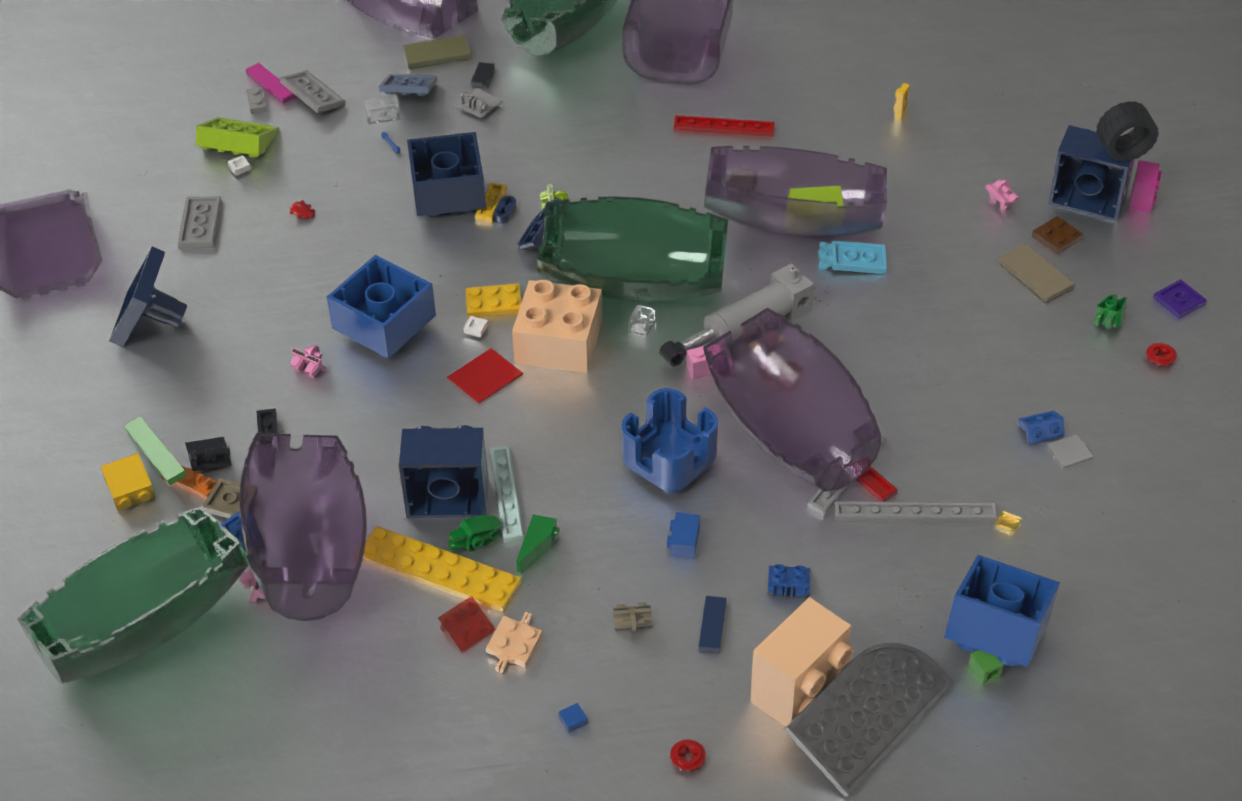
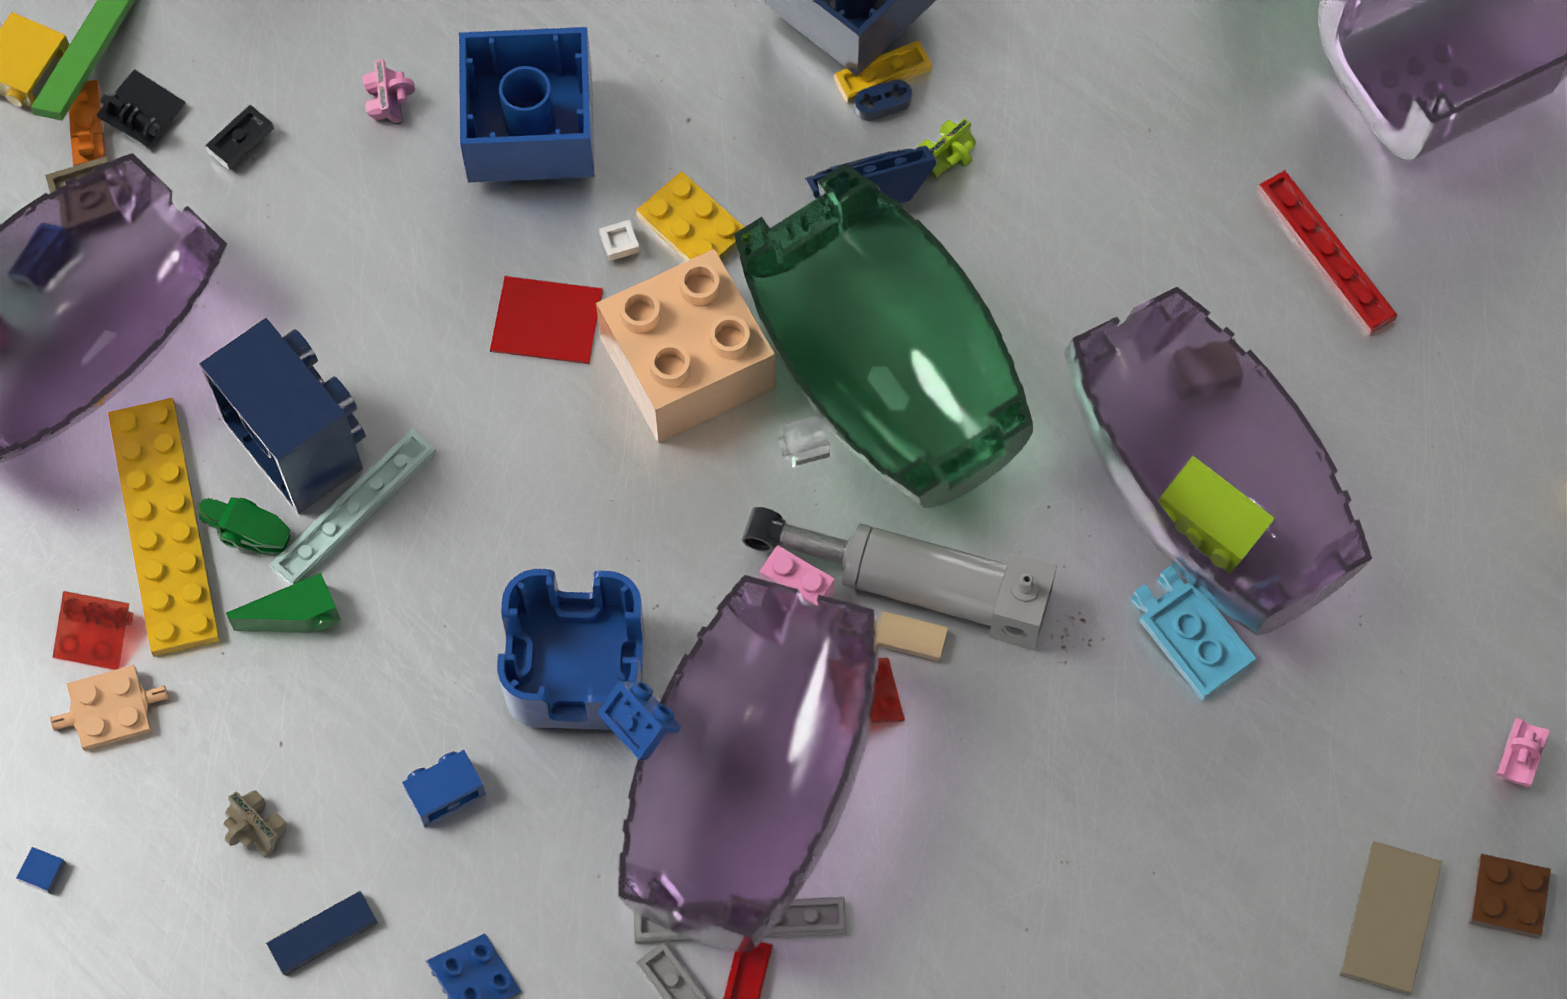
camera: 50 degrees right, 20 degrees up
(736, 420) = (638, 717): none -> blue bracket

